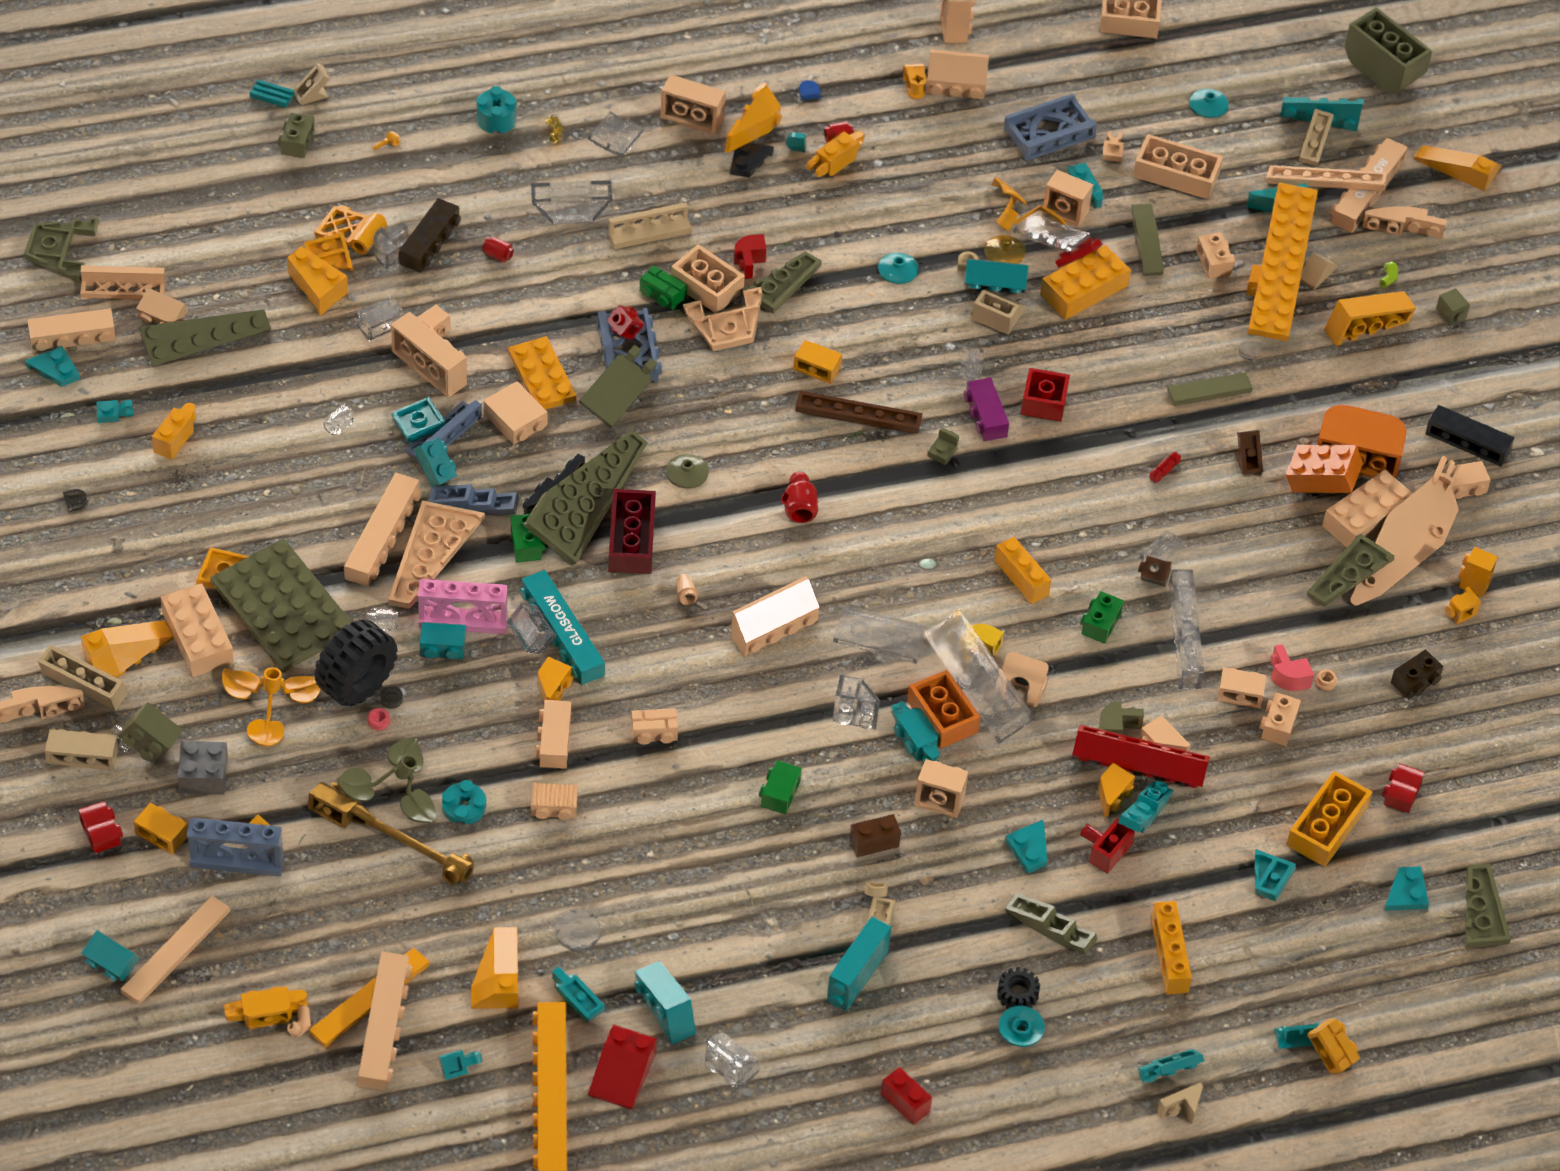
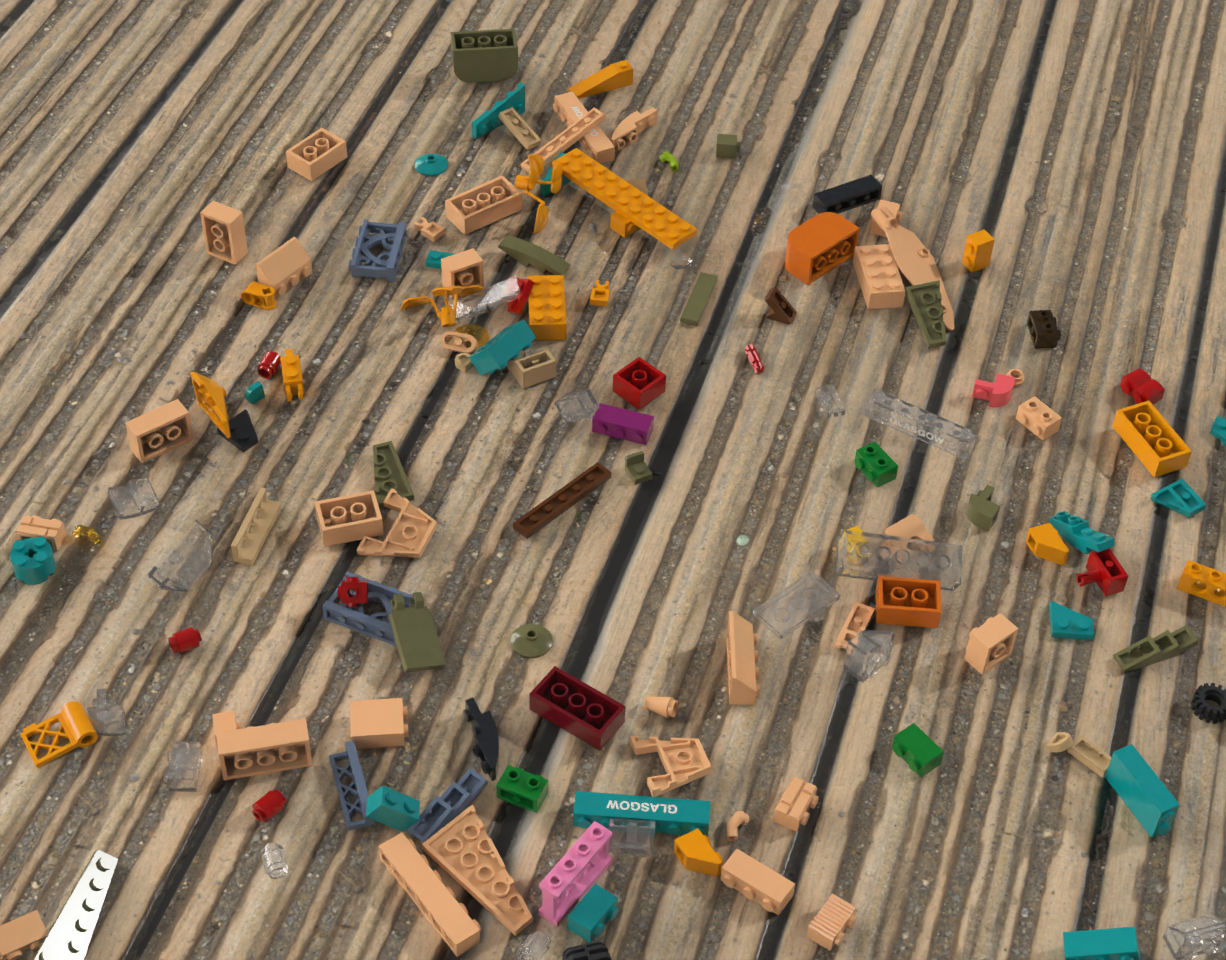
camera: 55 degrees left, 5 degrees down
(317, 278) = (94, 790): light orange wedge -> none
(331, 250) = (72, 764): light orange wing -> none
(385, 389) = (268, 805): none -> red brick
(418, 419) = (324, 799): teal plate -> none
(429, 235) = (124, 681): dark brown brick -> none
(530, 98) = (35, 527): none -> light nougat brick
(542, 373) = (344, 682): light orange plate -> none
(576, 506) = (515, 723): olive wing -> none
(601, 694) = (733, 823): none -> light nougat arm
(634, 629) = (681, 757): none -> light nougat wing
(663, 288) = (328, 552): green brick -> none
(750, 250) = (343, 480): red brick -> none
(800, 499) = (625, 579): red piece -> none
(809, 90) = (207, 360): blue tile -> none
(817, 361) = (491, 497): light orange brick -> none
(875, 835) = (1007, 713): reddish brown brick -> none
(891, 684) = (857, 621): none -> light nougat plate
(898, 268) = (433, 404): teal dish -> none
(916, 732) = (920, 632): teal hinge -> none
(983, 244) = (460, 342): none -> light nougat plate
(1022, 570) = (799, 485): light orange brick -> none
(1141, 756) = (1028, 510): red brick -> none
(1143, 313) = (600, 294): none -> light orange plate
(1158, 577) = (854, 411): reddish brown brick -> none
(1163, 733) = (1016, 490): light nougat slope -> none
(1215, 255) = (580, 231): light nougat brick -> none
(1222, 170) = (528, 183): none -> light orange plant
(1241, 687) = (998, 422): light nougat brick -> none
(1324, 468) = (831, 274): orange brick -> none
(1368, 315) = (702, 188): light orange wedge -> none
(1463, 606) = (996, 275): light orange brick -> none

